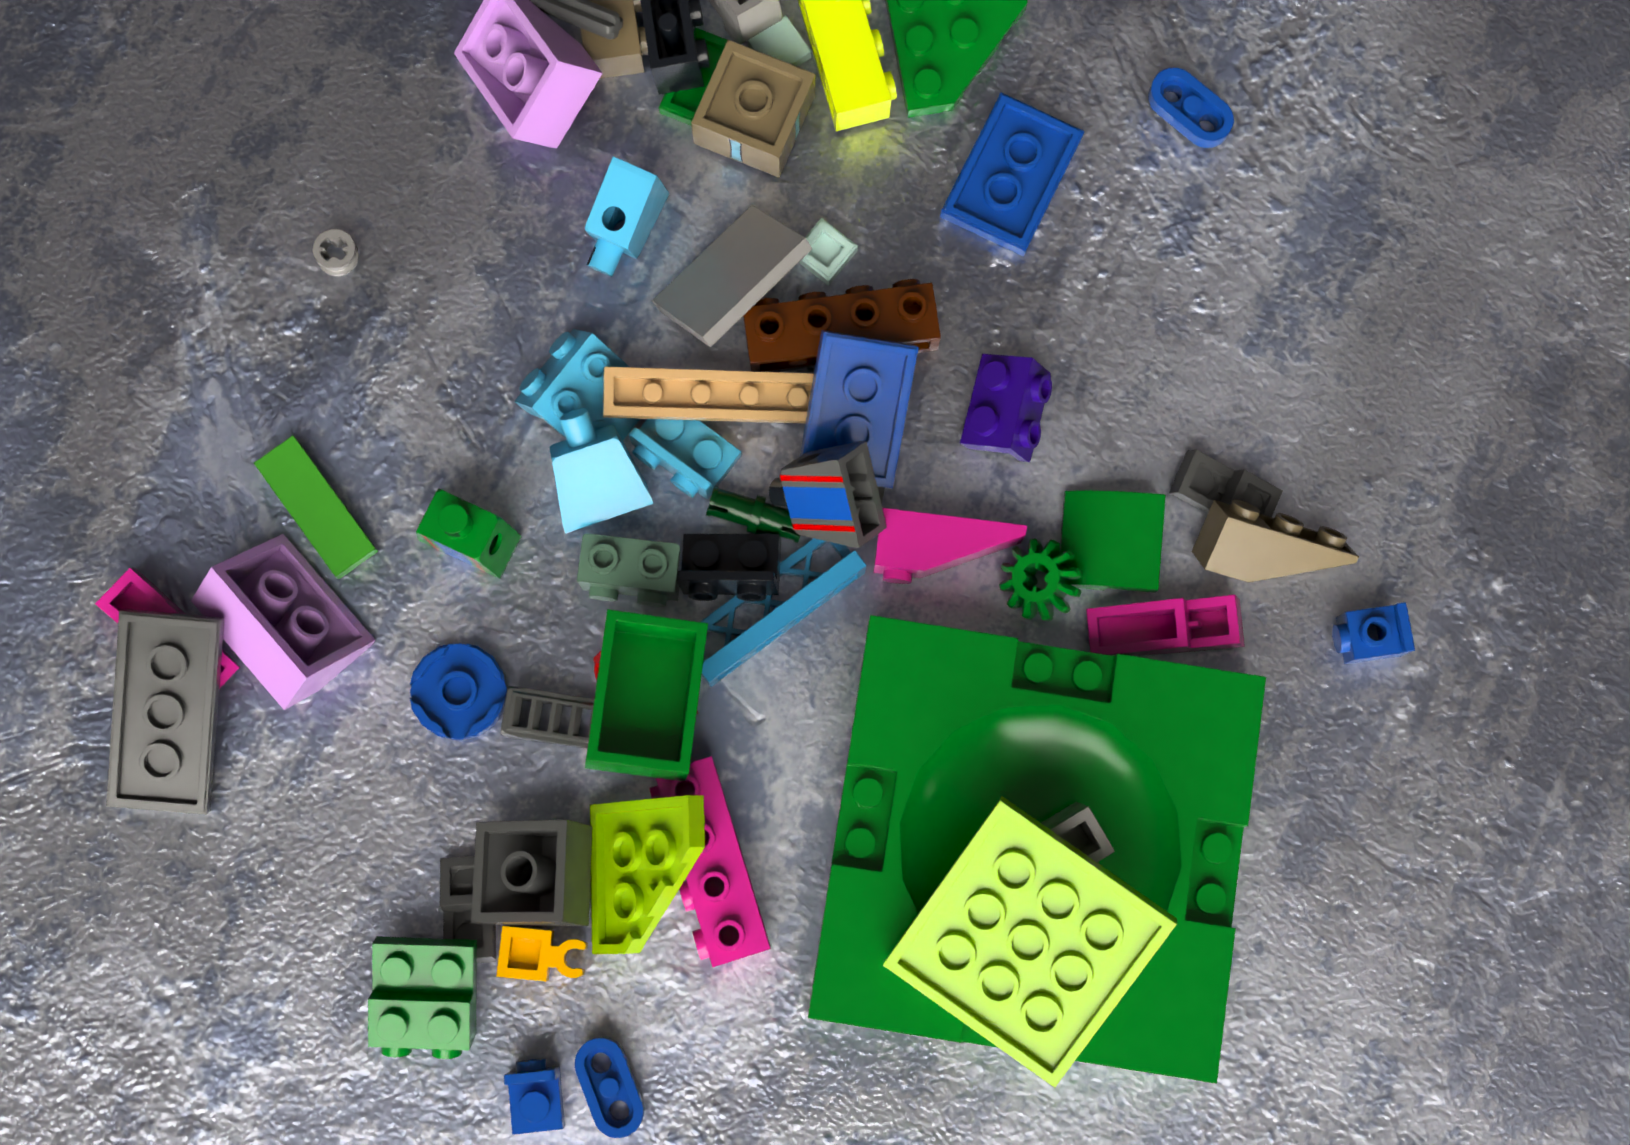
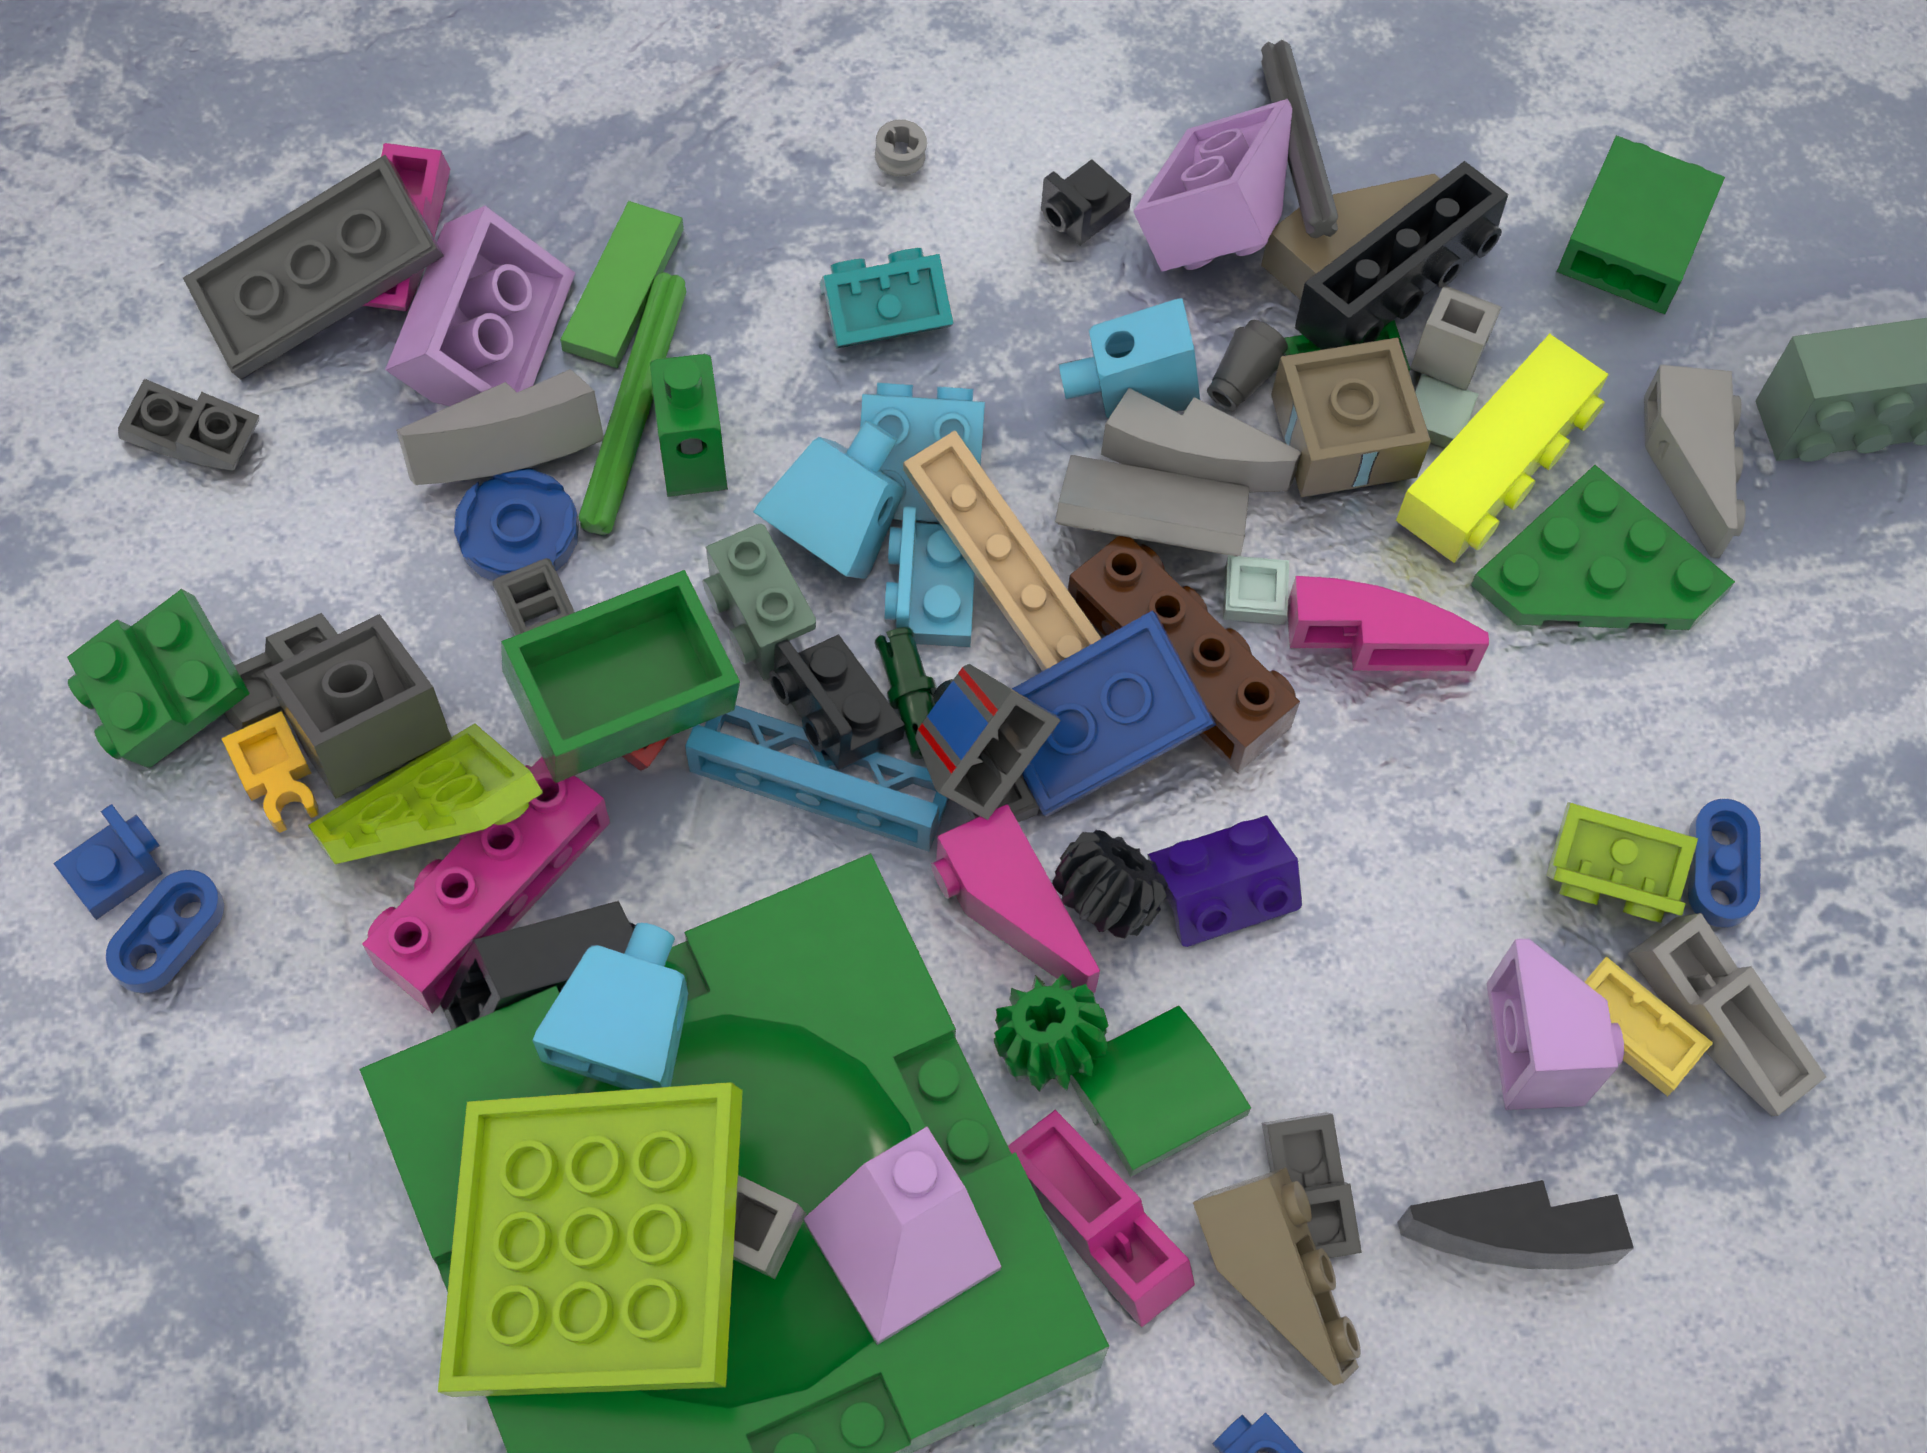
camera: 55 degrees right, 15 degrees down
(230, 867) = (188, 429): none -> dark grey slope
(388, 658) = (502, 431): none -> light grey slope
(416, 557) = (631, 406): none -> bright green axle
(453, 340) = (886, 298): none -> teal bracket
(465, 161) = (1083, 201): none -> black bracket
(664, 143) = (1247, 363): none -> dark grey cone
(702, 218) = (1197, 444): none -> light grey slope
(802, 866) = (530, 960): none -> black slope
(887, 835) = (619, 1014): none -> medium azure torso
(906, 196) = (1381, 627): none -> dark pink slope
(973, 480) = (1110, 884): none -> black gear
(1012, 174) = (1494, 725): blue tile -> none
(1131, 755) = (903, 1236): none -> lavender slope
(1153, 168) = (1621, 860): none -> lime bracket
(1235, 291) = (1549, 1031): none -> lavender slope
(1254, 235) = (1654, 1036): none -> light yellow plate
(1279, 177) = (1731, 1009): none -> light grey slope
(1331, 387) = (1522, 1229): none -> black slope

